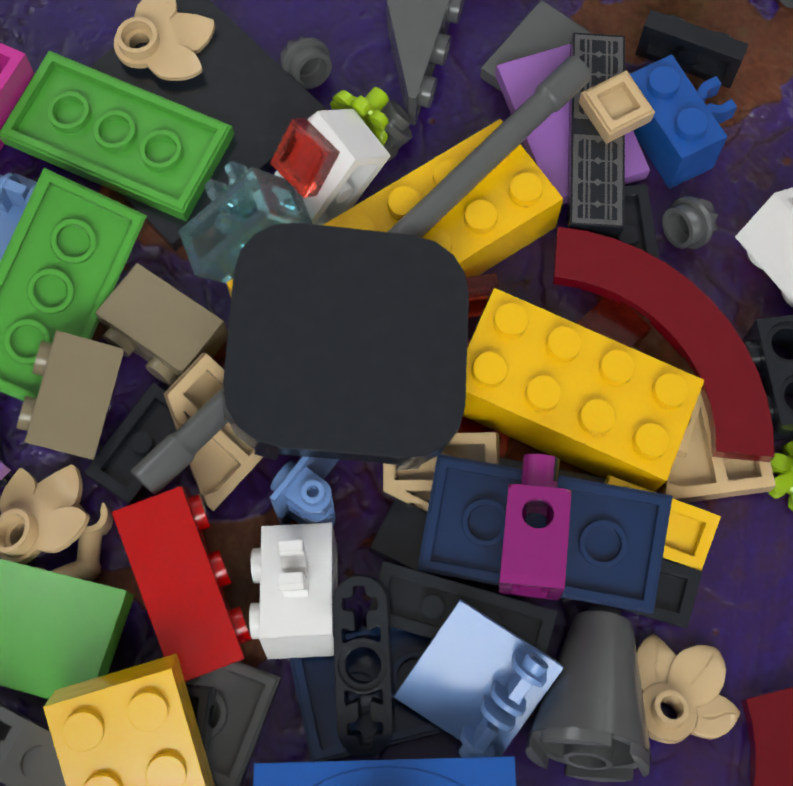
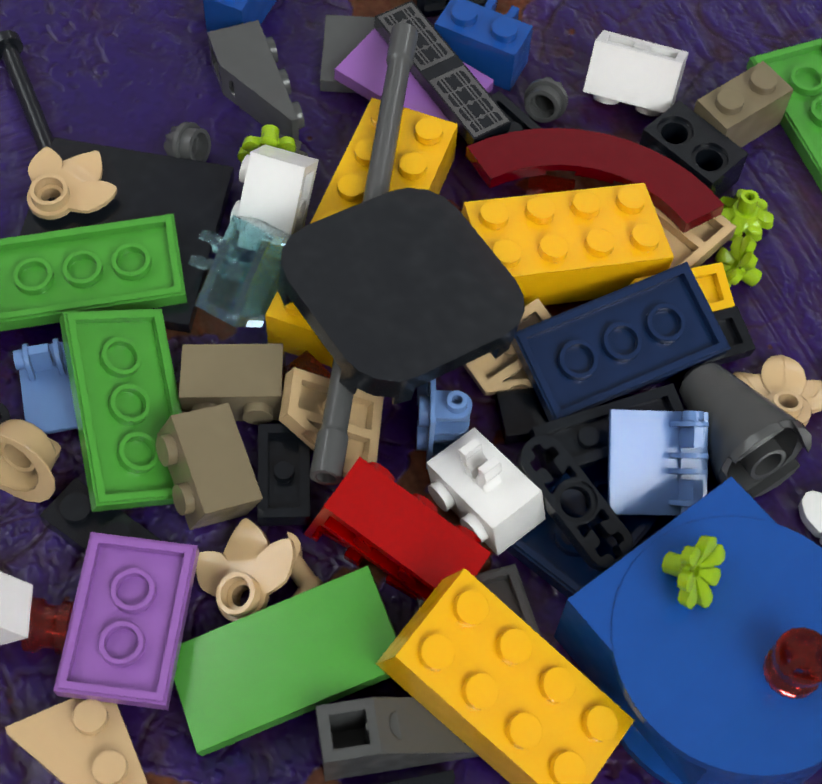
camera: 40 degrees left, 10 degrees down
(304, 157) = (260, 192): clear red tile -> none
(536, 557) = (629, 334): magenta torso -> none
(616, 106) = (445, 46): tan tile -> none
(745, 525) = (740, 261): none -> lime plant

